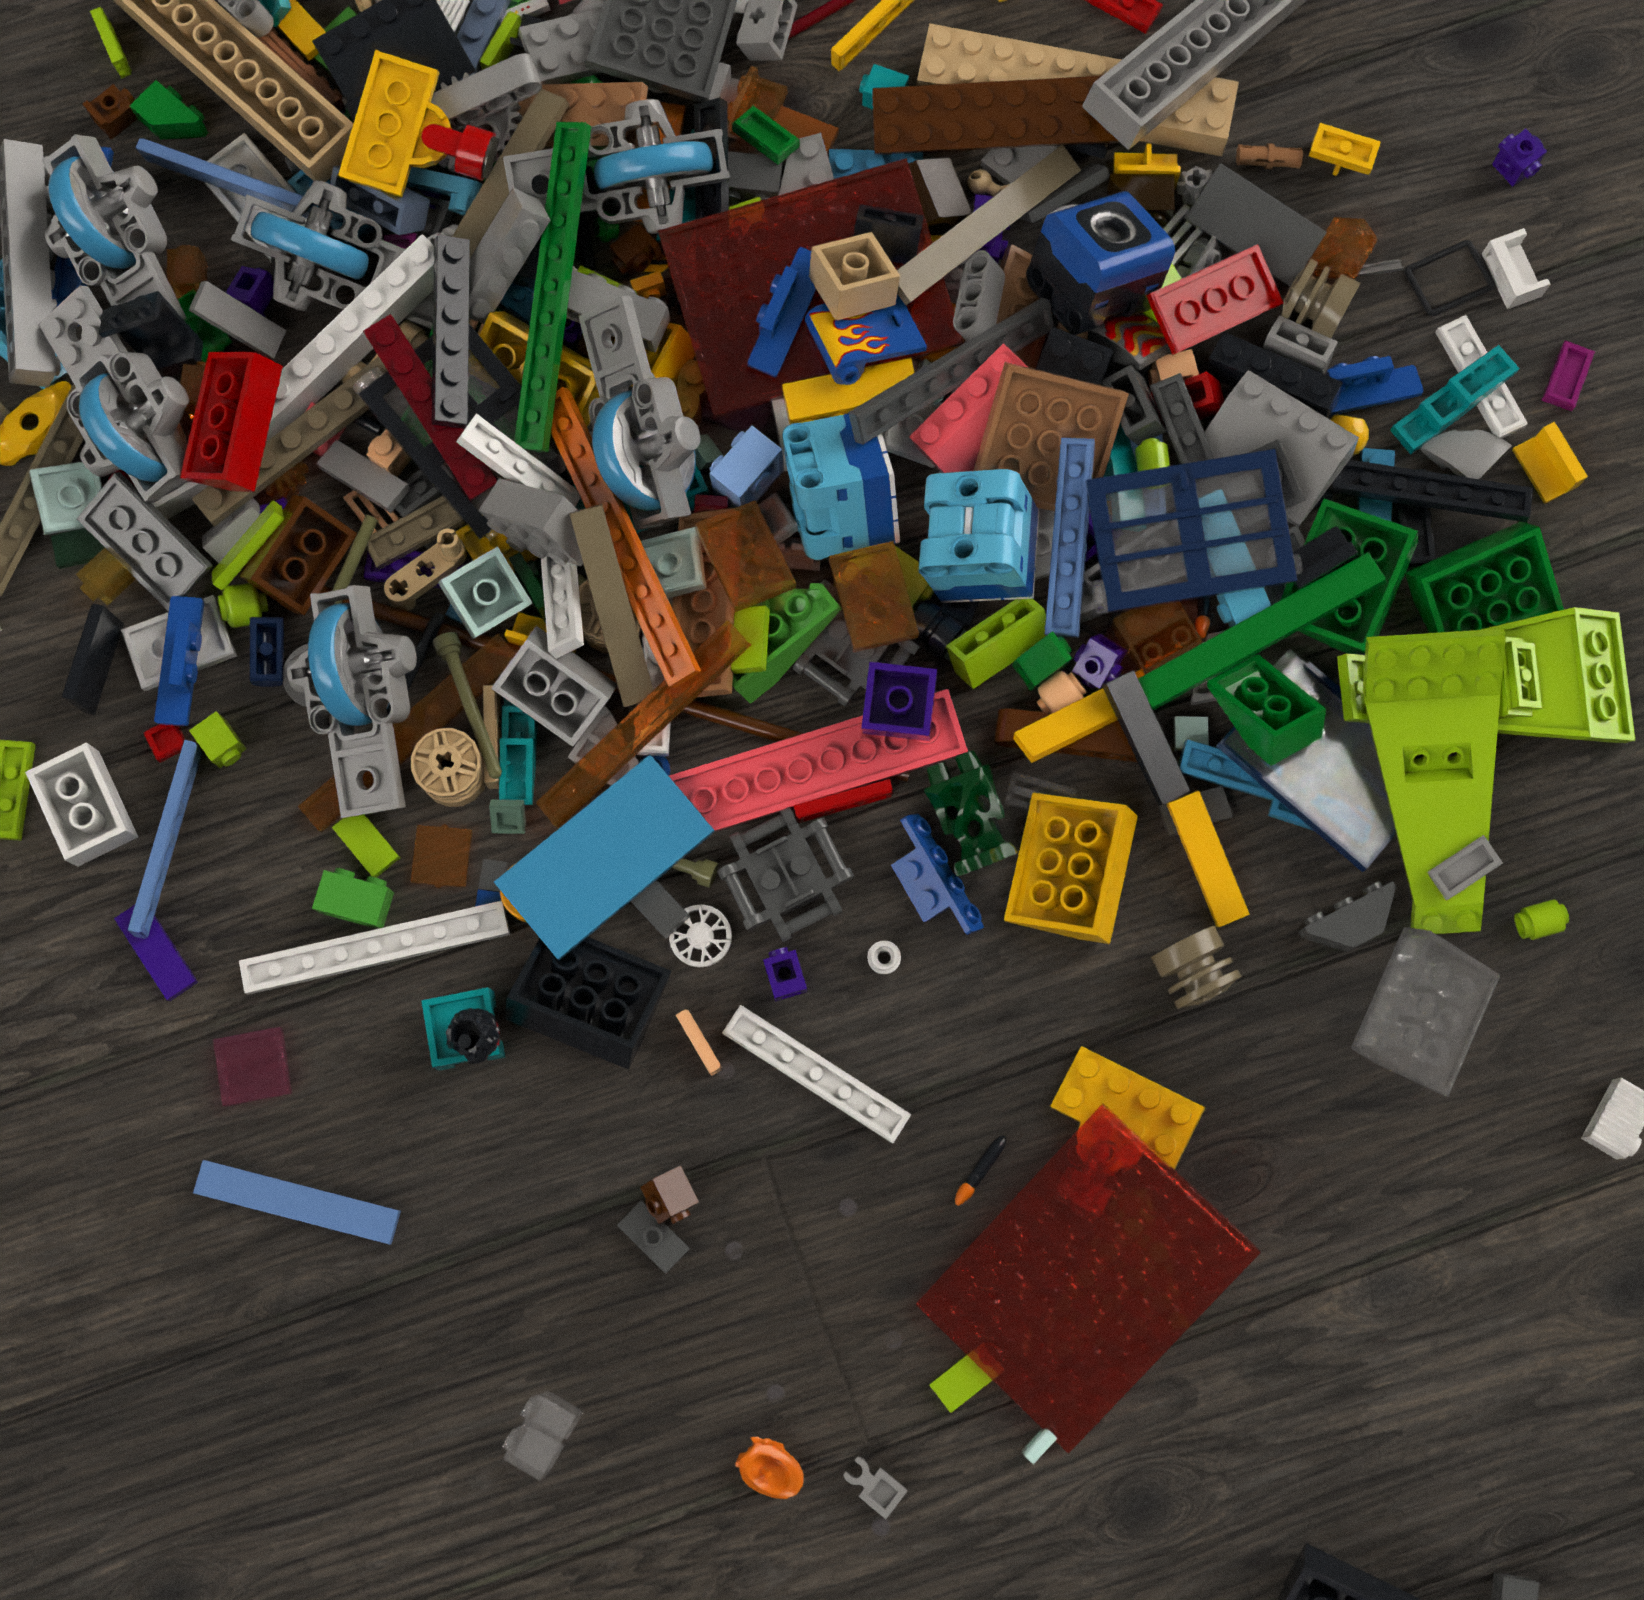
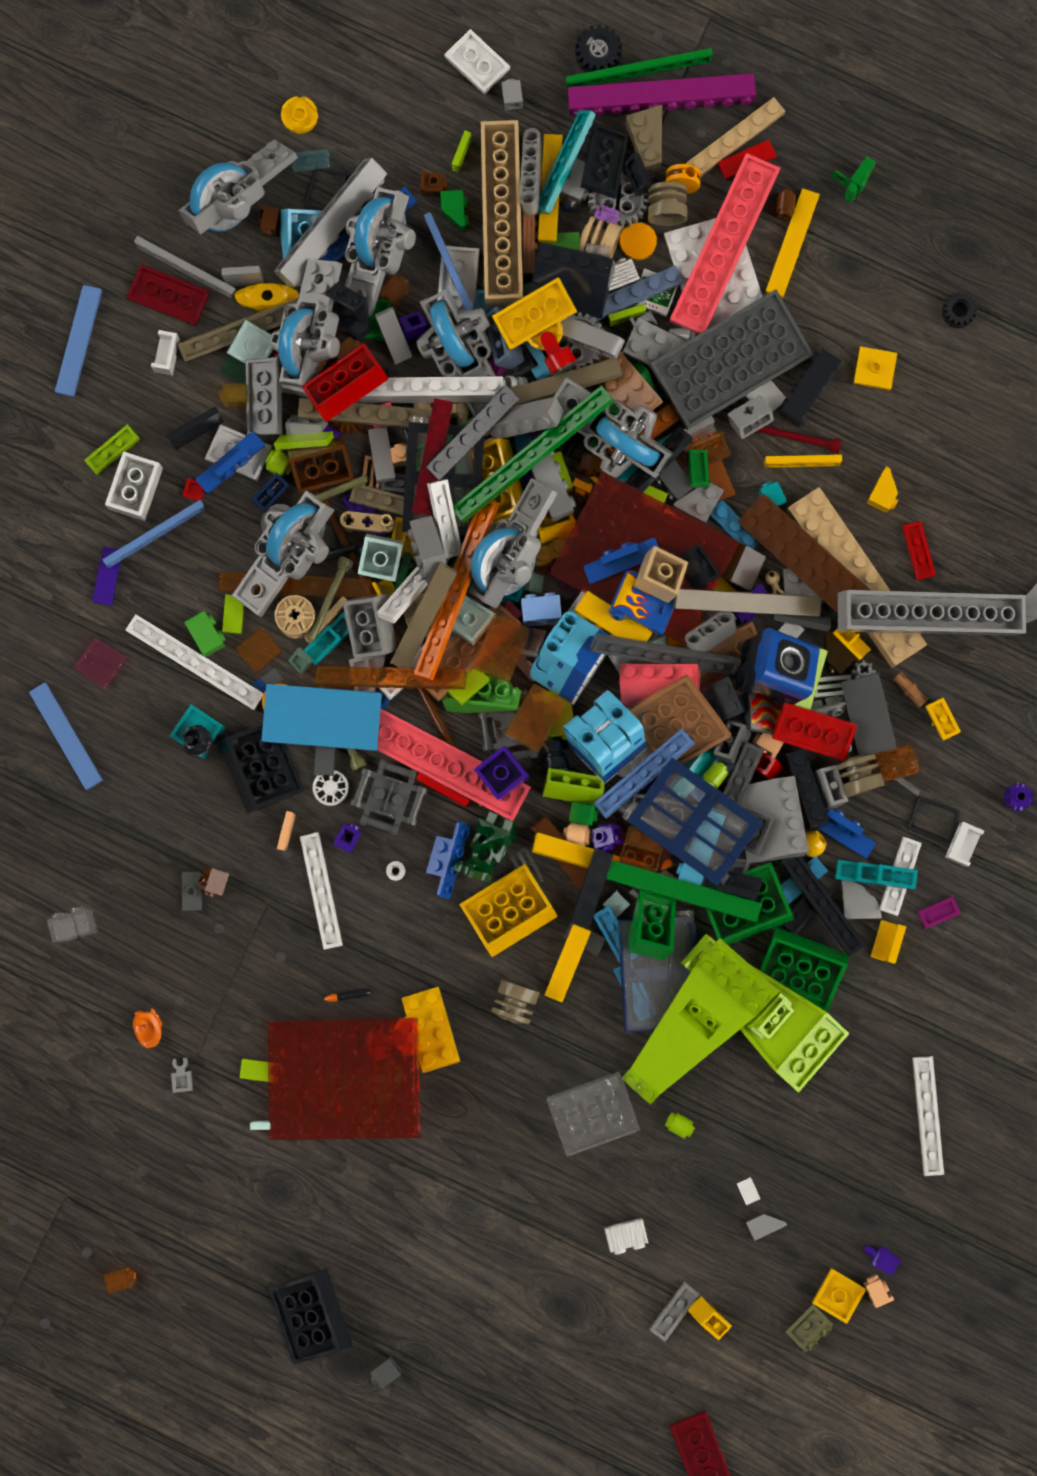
camera: 45 degrees right, 5 degrees up
(218, 740) = (214, 512): lime brick -> none
(1353, 920) = (601, 1048): dark grey slope -> none
(1465, 867) = (666, 1072): light grey tile -> none

